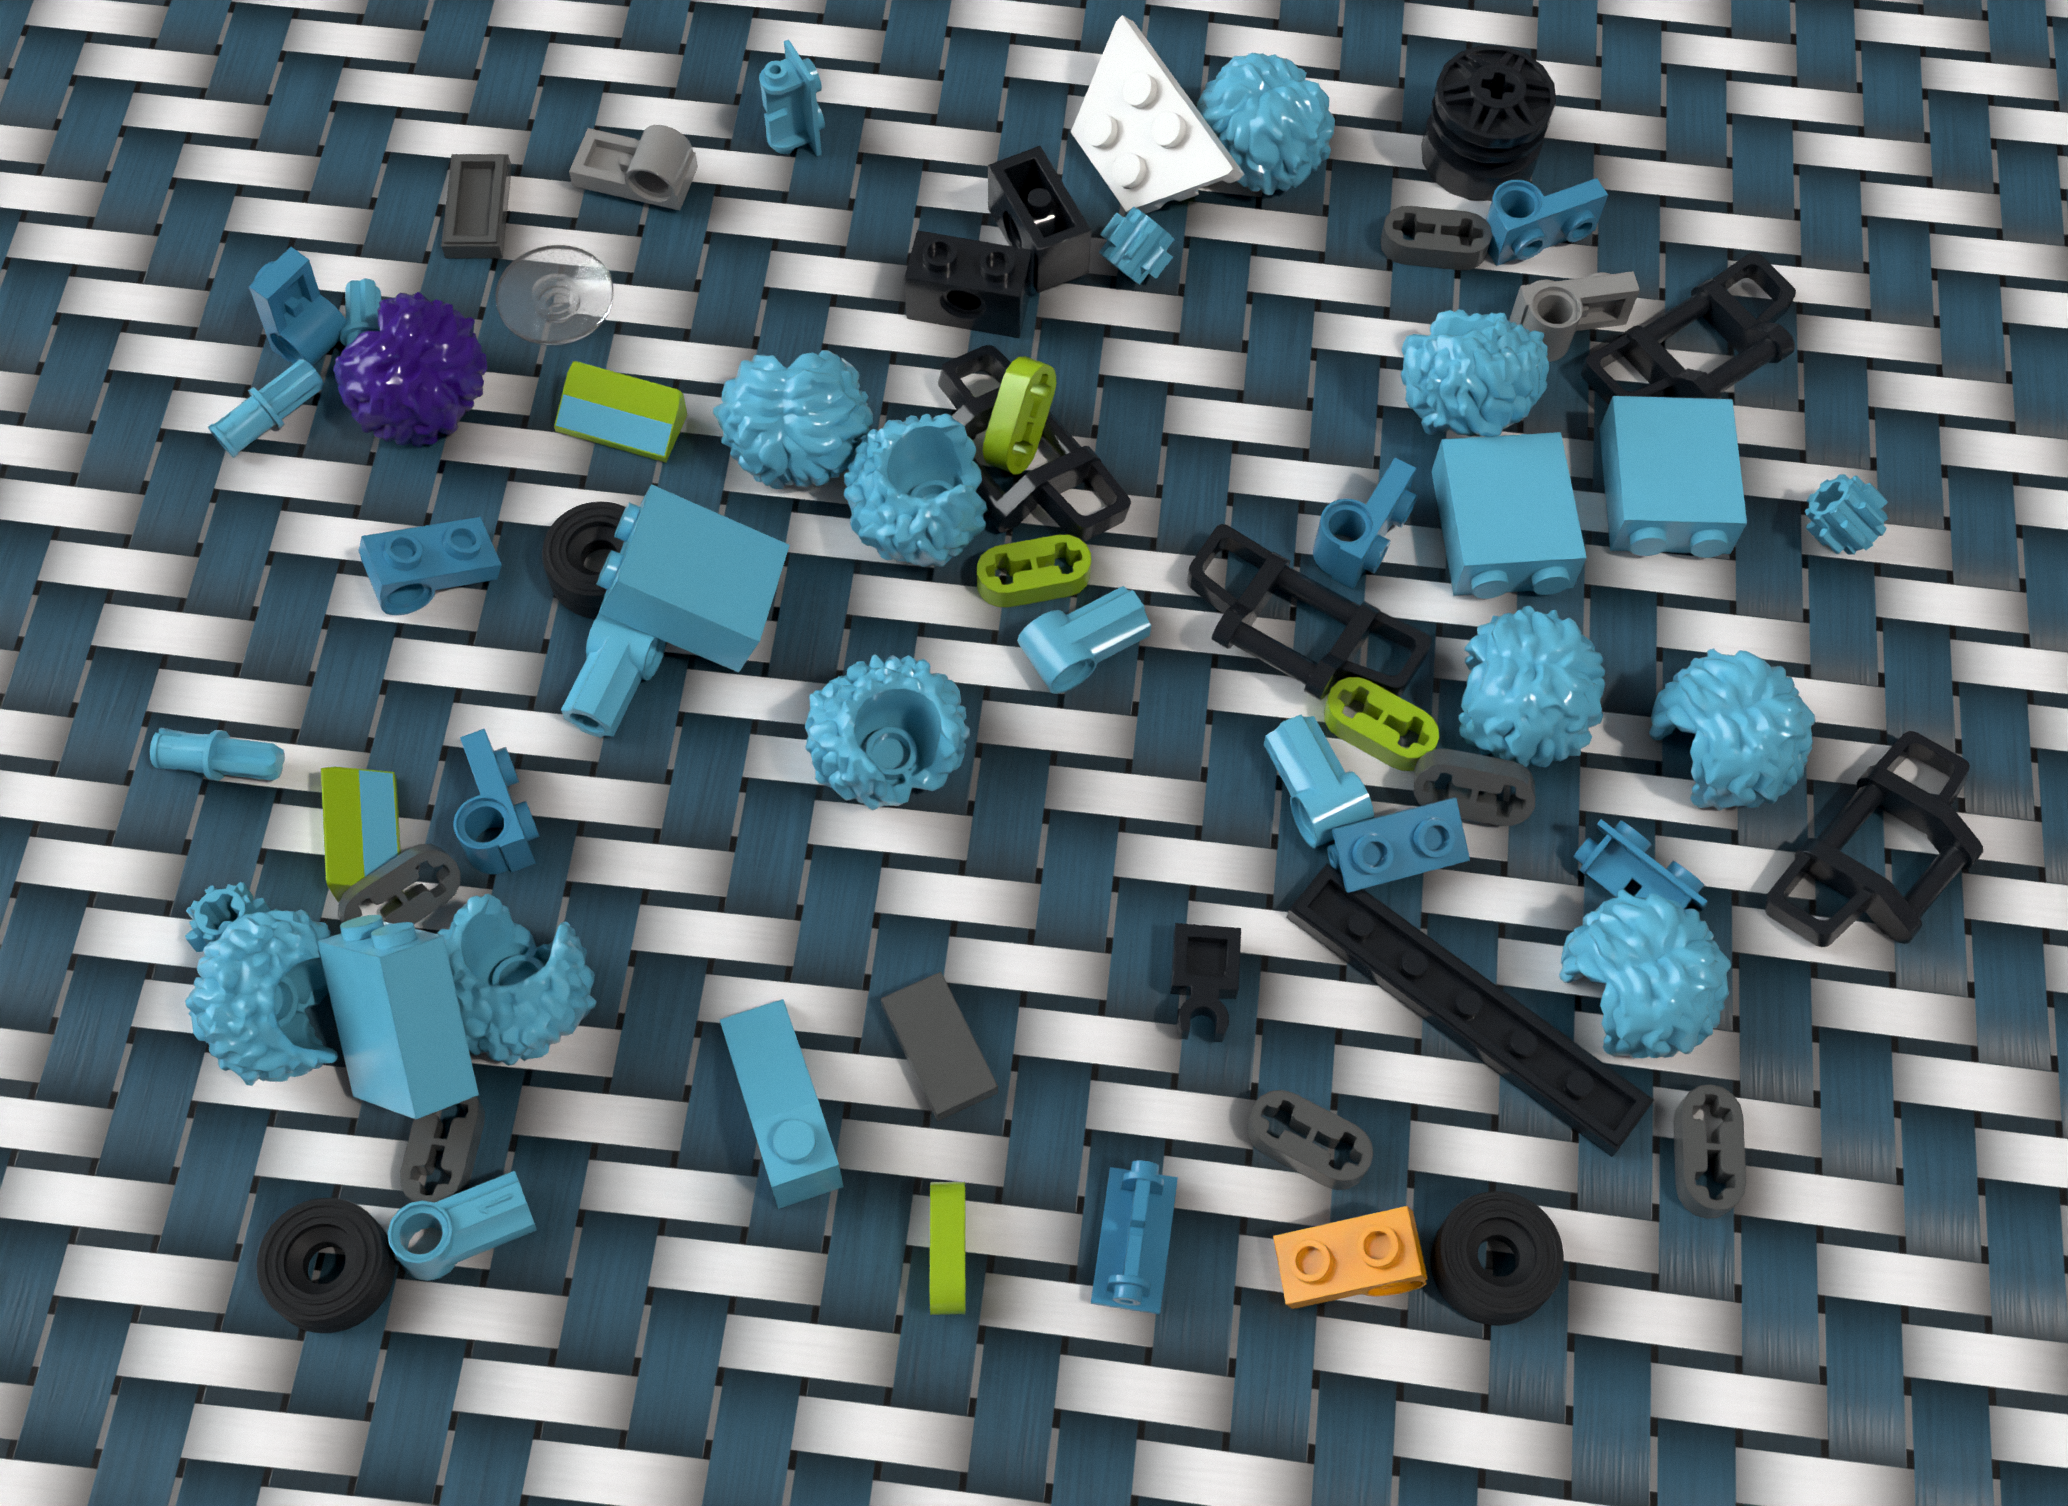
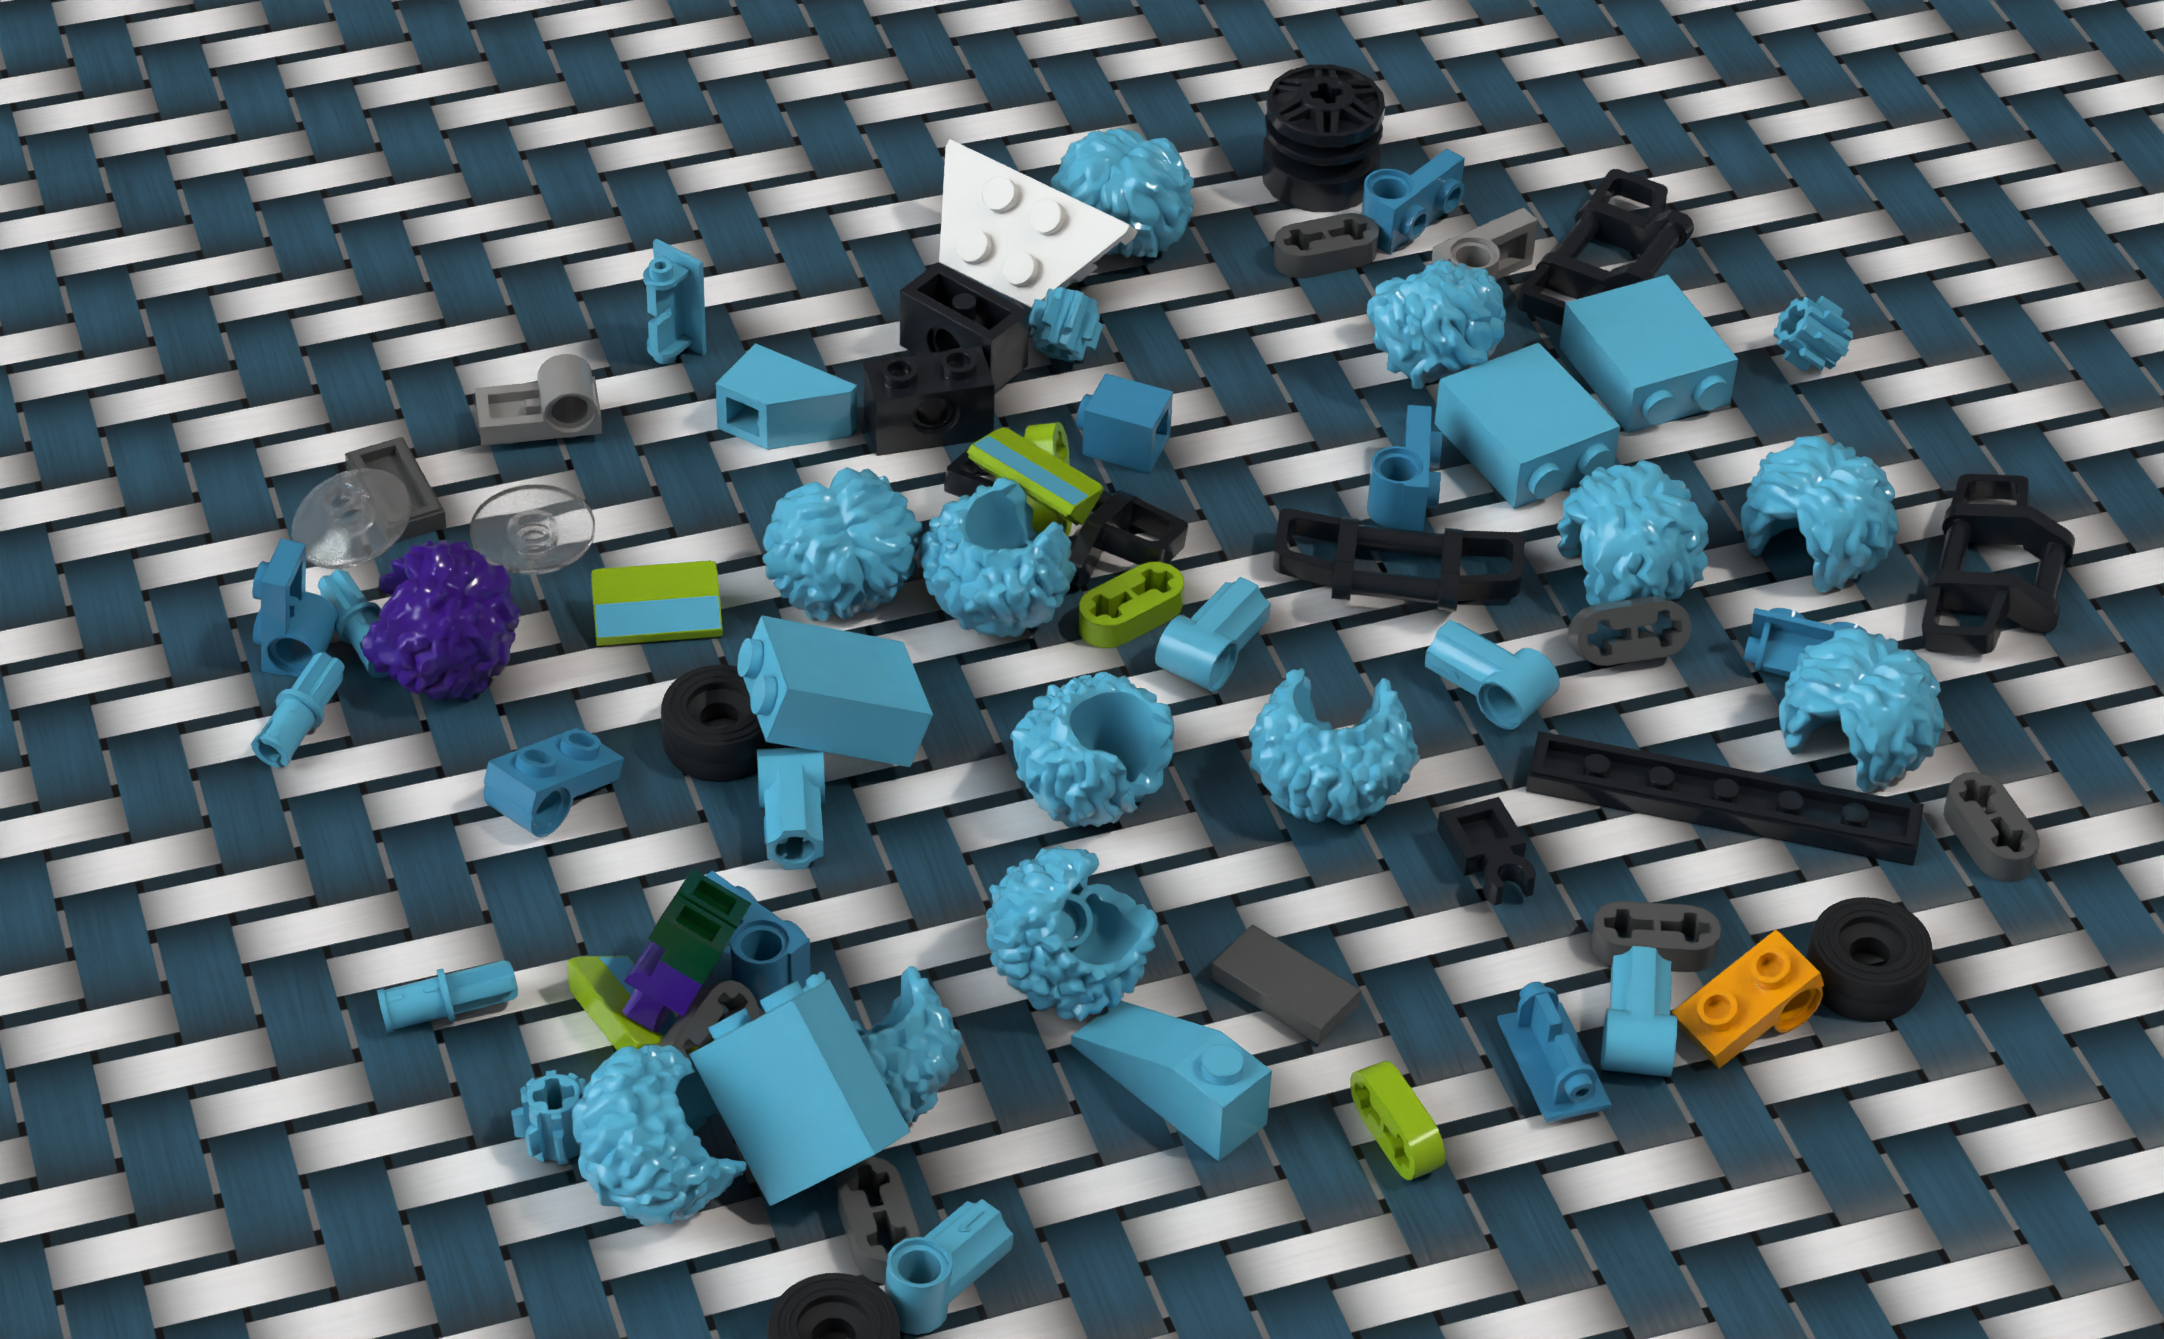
camera: 25 degrees left, 20 degrees down
(404, 806) = (682, 950): none -> dark green hips
(420, 224) = (352, 518): none -> clear dish
(746, 928) = (1065, 938): none -> medium azure hair
(842, 237) = (783, 401): none -> medium azure slope
(994, 414) = (1037, 473): none -> lime slope
(1095, 829) = (1327, 770): none -> medium azure hair
(1134, 372) = (1125, 422): none -> dark azure brick
(1230, 1242) = (1638, 1025): none -> medium azure piece
(1380, 723) = (1517, 616): lime beam -> none
(1399, 845) = (1593, 690): dark azure hinge -> none

